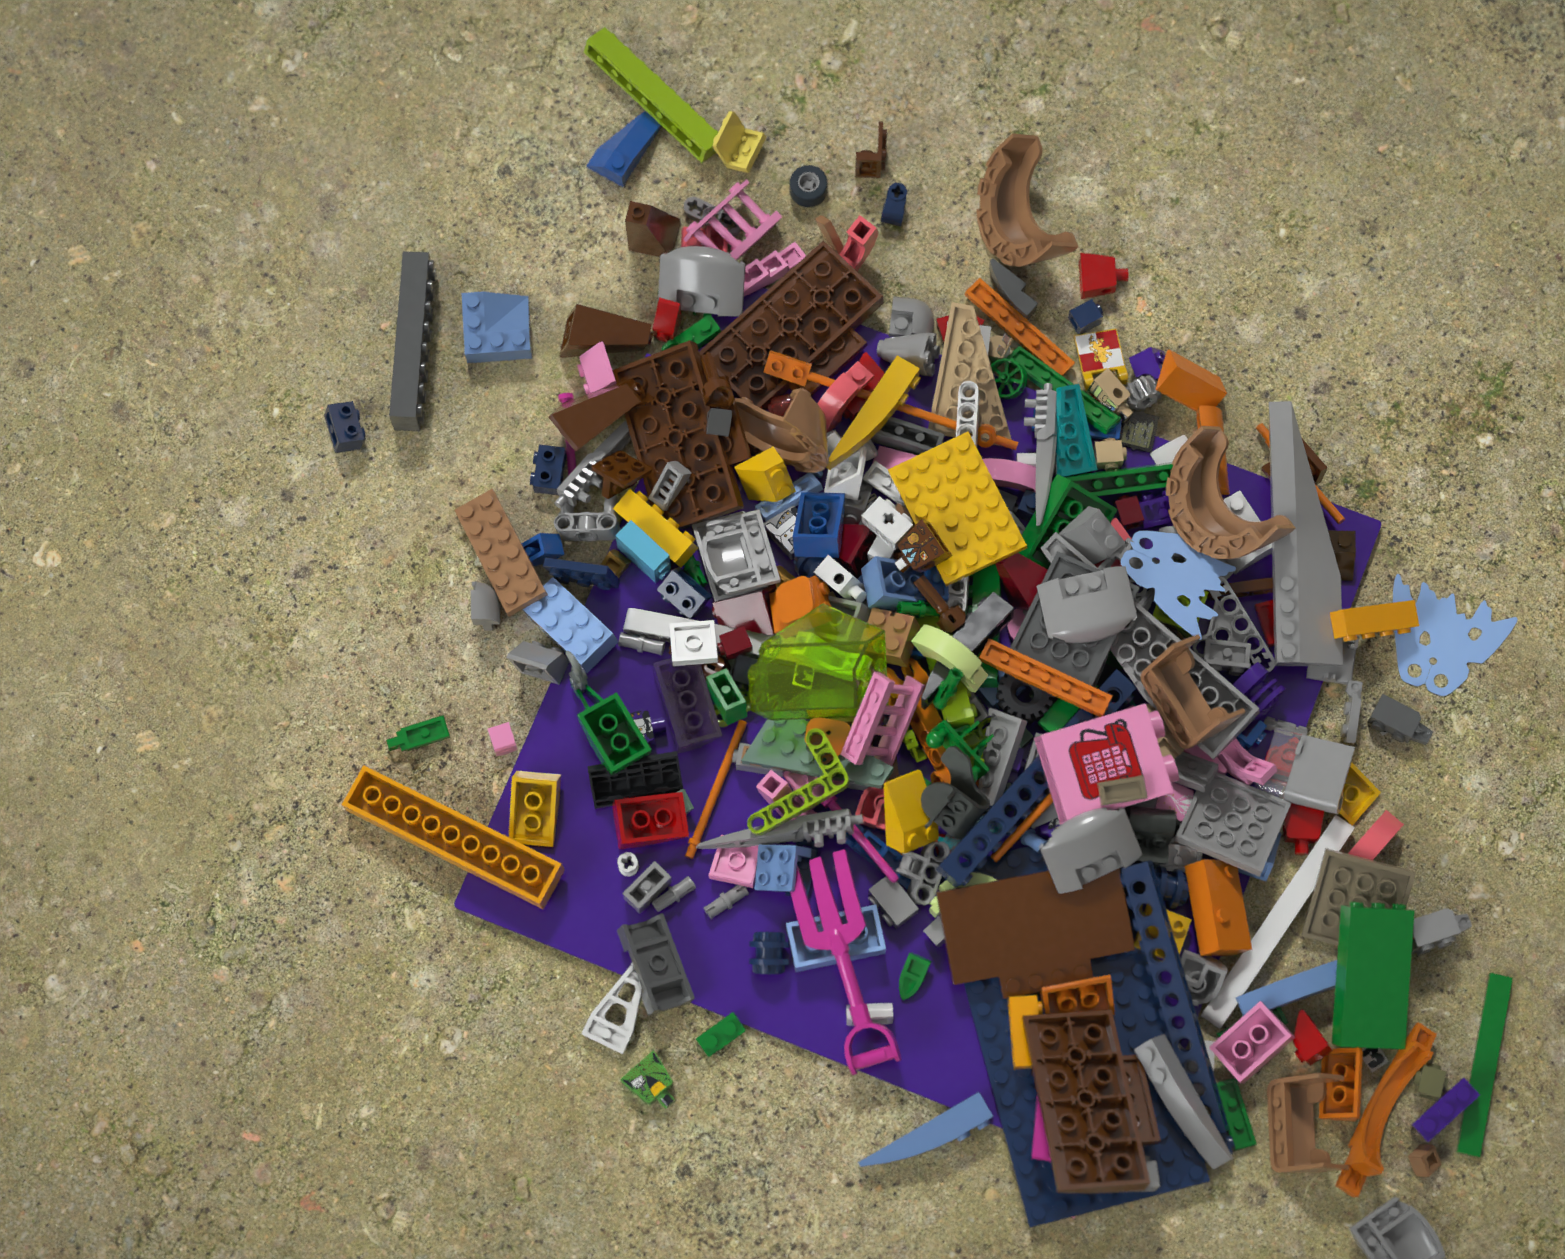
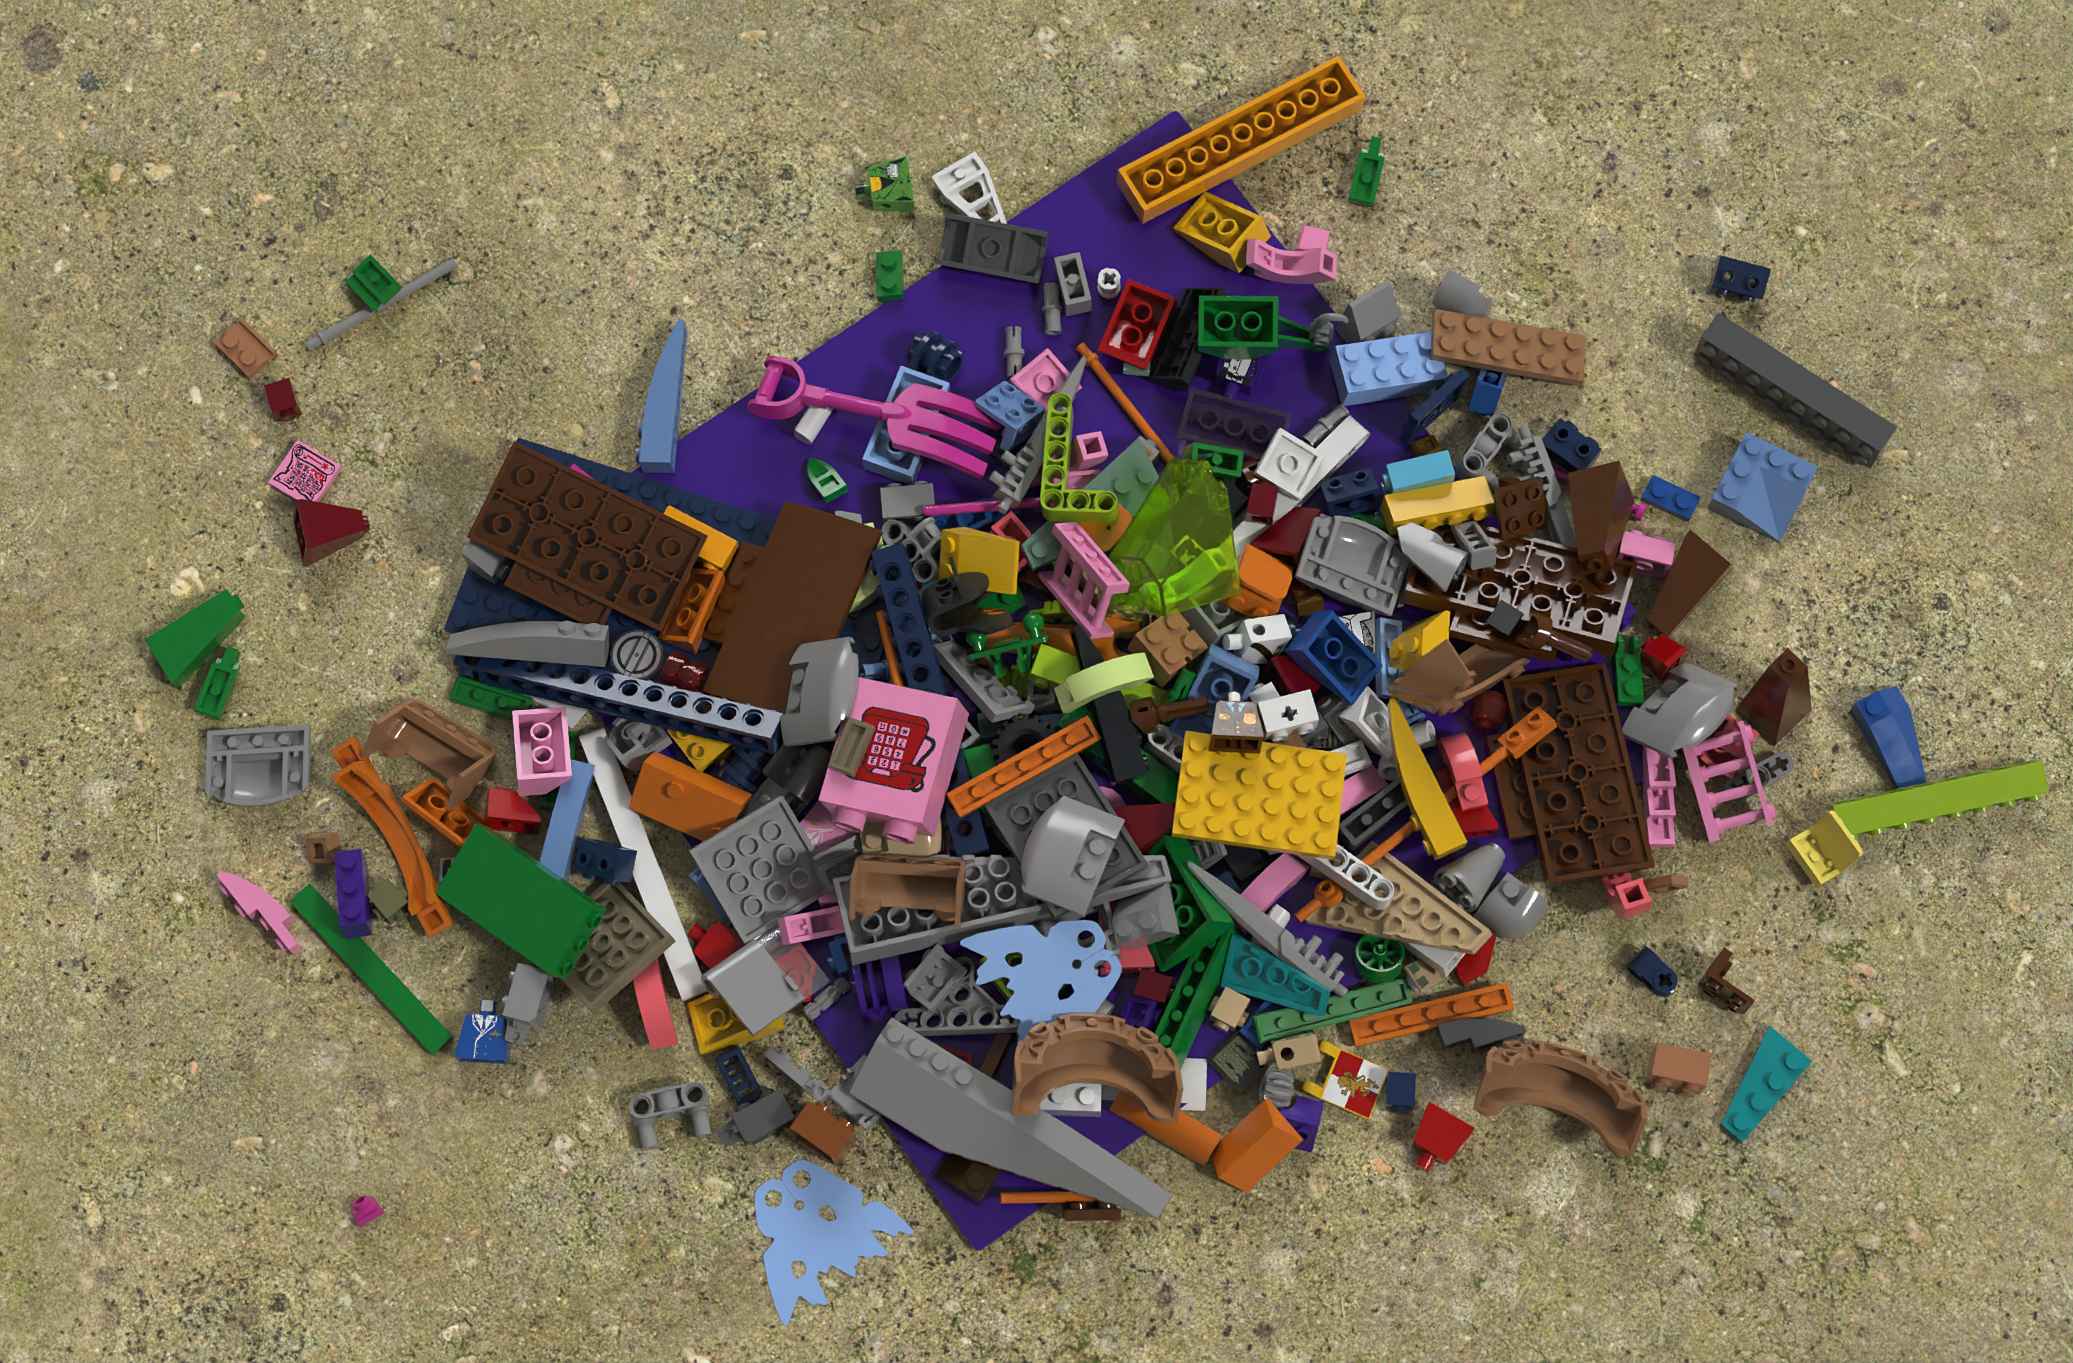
camera: 125 degrees right, 0 degrees up
(530, 739) = (1291, 266): none -> bright pink arch
(542, 384) = (1670, 498): none -> blue plate
(701, 502) = (1431, 554): none -> light grey panel
(808, 178) = (1738, 890): black wheel -> none
(917, 98) = (1768, 1078): none -> teal wing
(948, 688) = (1069, 656): green pin -> none
(951, 144) = (1678, 1069): none -> nougat piece
(1130, 970) = (681, 672): none -> clear red wheel
(1137, 1019) = (637, 654): none -> tile
(1298, 943) = (604, 860): none -> dark blue brick
(1371, 769) = (733, 1052): none -> dark blue slope
(1374, 619) = (873, 1157): light orange brick -> none
(1379, 667) = (824, 1133): none -> dark orange brick
(1430, 788) = (670, 1103): none -> light grey piece
(1476, 948) = (484, 1037): none -> blue torso
(1497, 1181) = (256, 902): none -> bright pink slope

